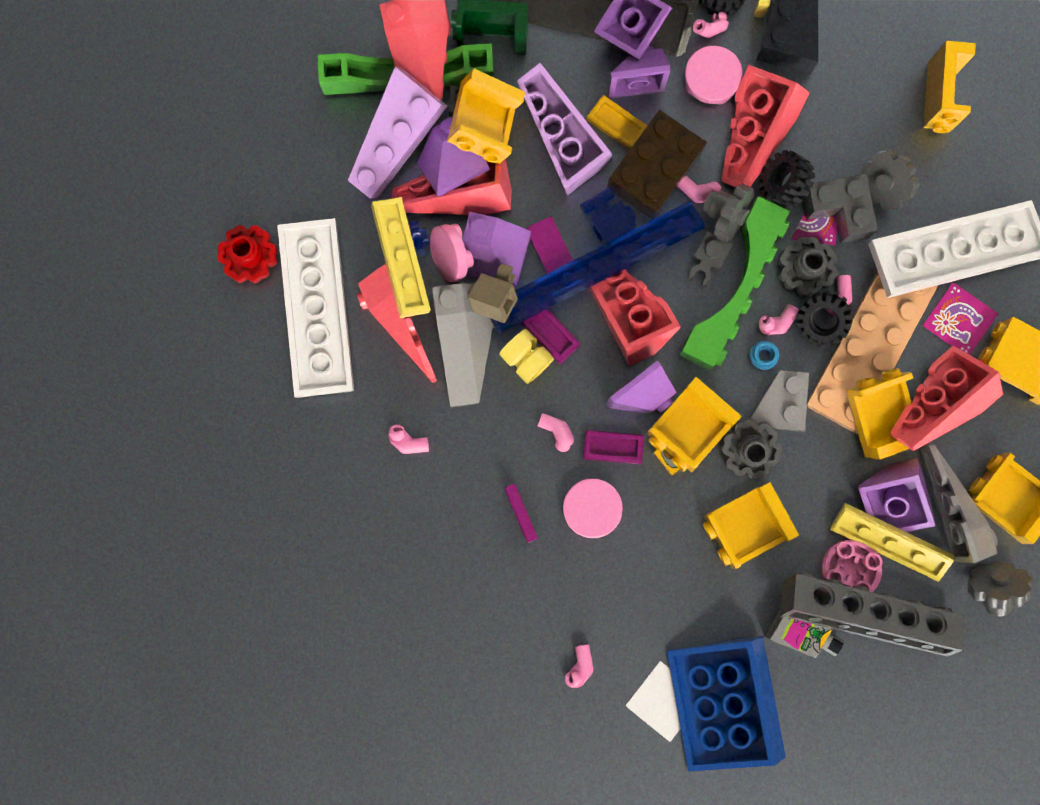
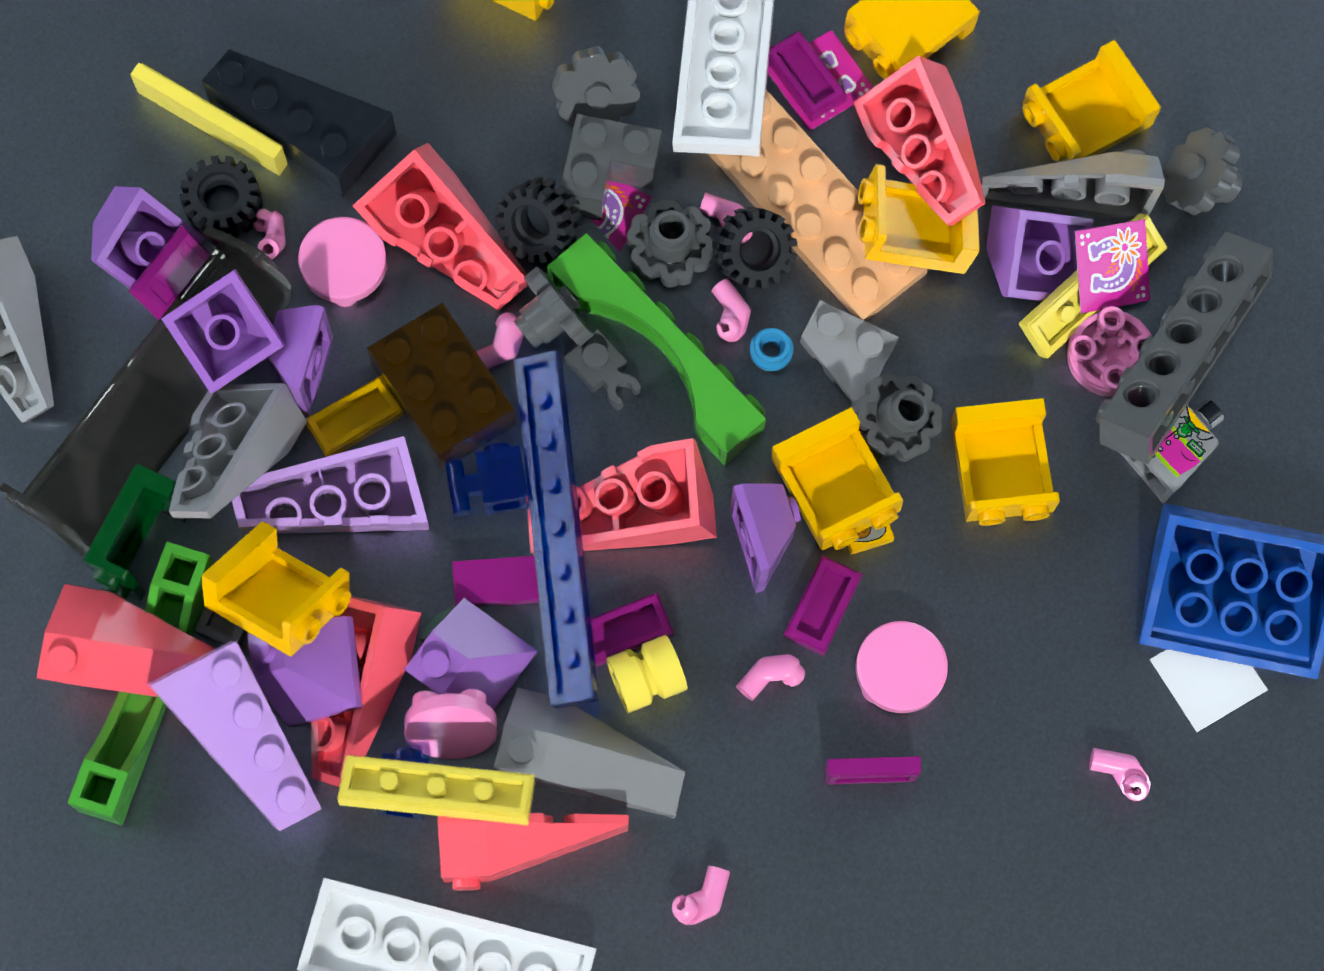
camera: 75 degrees left, 10 degrees down
(494, 296) = (544, 680): dark tan brick -> none
(570, 58) = (234, 442): none -> light grey wedge
(909, 549) = (1112, 265): none -> sticker
(958, 308) = (805, 76): none -> magenta tile

